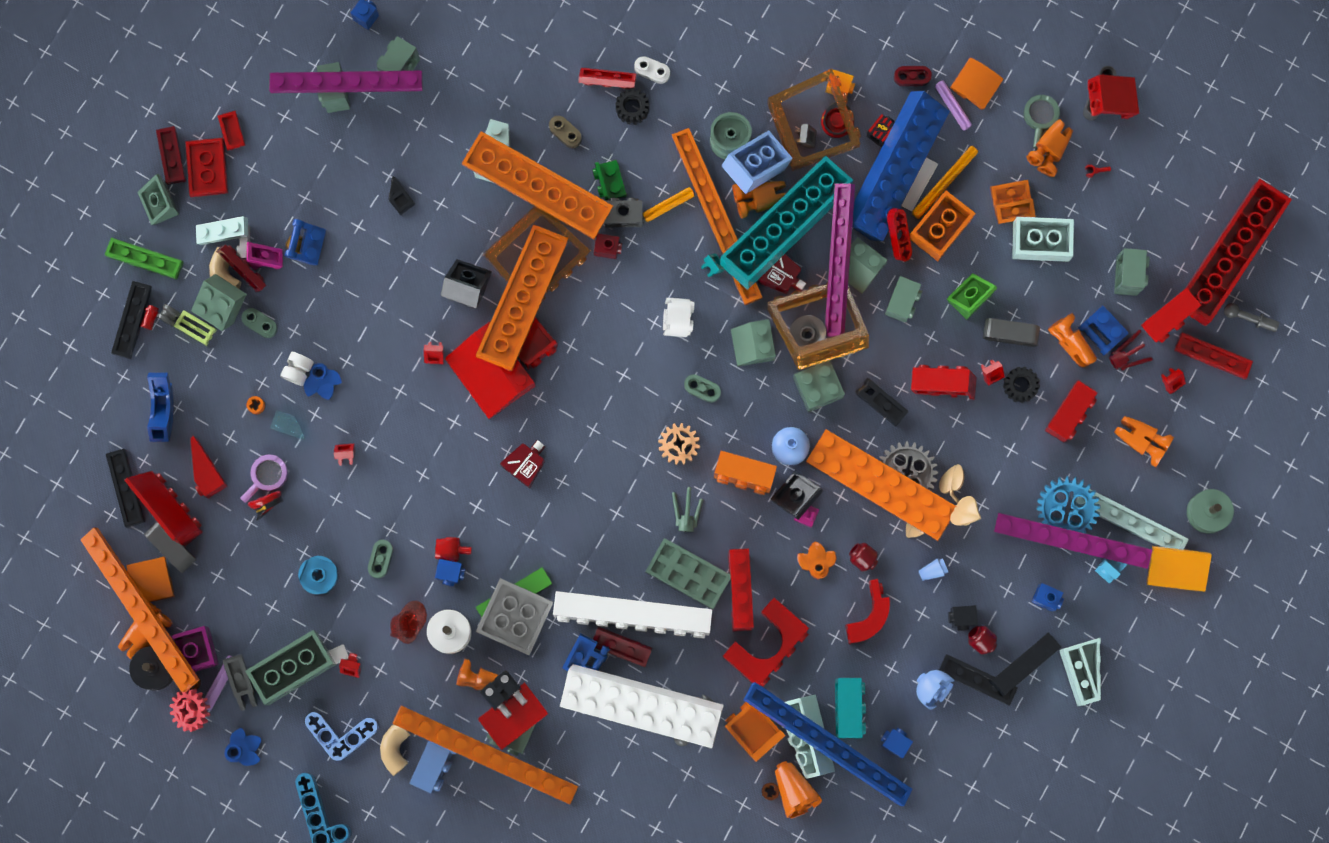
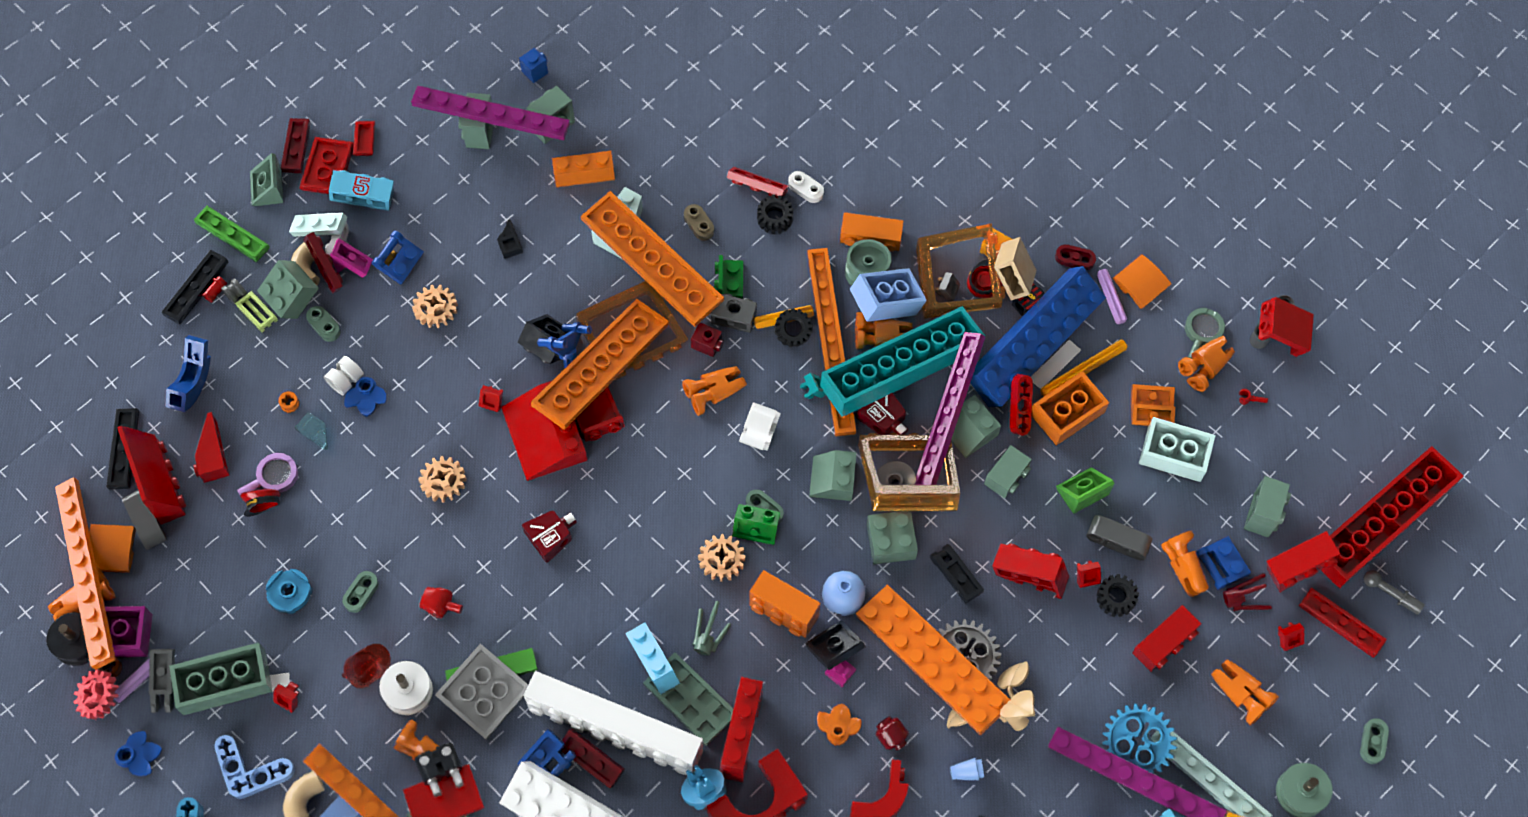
camera: 15 degrees right, 15 degrees down
(249, 185) = (361, 190): none -> medium azure brick
(344, 451) = (362, 471): tile -> none
(347, 280) = (435, 306): none -> light nougat gear
(410, 444) = (433, 483): none -> light nougat gear
(445, 108) = (583, 168): none -> orange brick
(449, 572) = (429, 625): blue brick -> none
(486, 289) = (566, 345): none -> blue axle
(628, 289) = (715, 387): none -> orange piece
(648, 550) = (653, 658): none -> brick
(669, 214) = (780, 327): none -> black tyre
(700, 405) = (756, 524): none -> green bracket
(722, 647) = (703, 787): none -> dark azure plate
(723, 100) = (860, 227): none -> orange brick
(863, 107) = (1015, 268): none -> tan brick
(1259, 453) = (1373, 742): none -> sand green plate

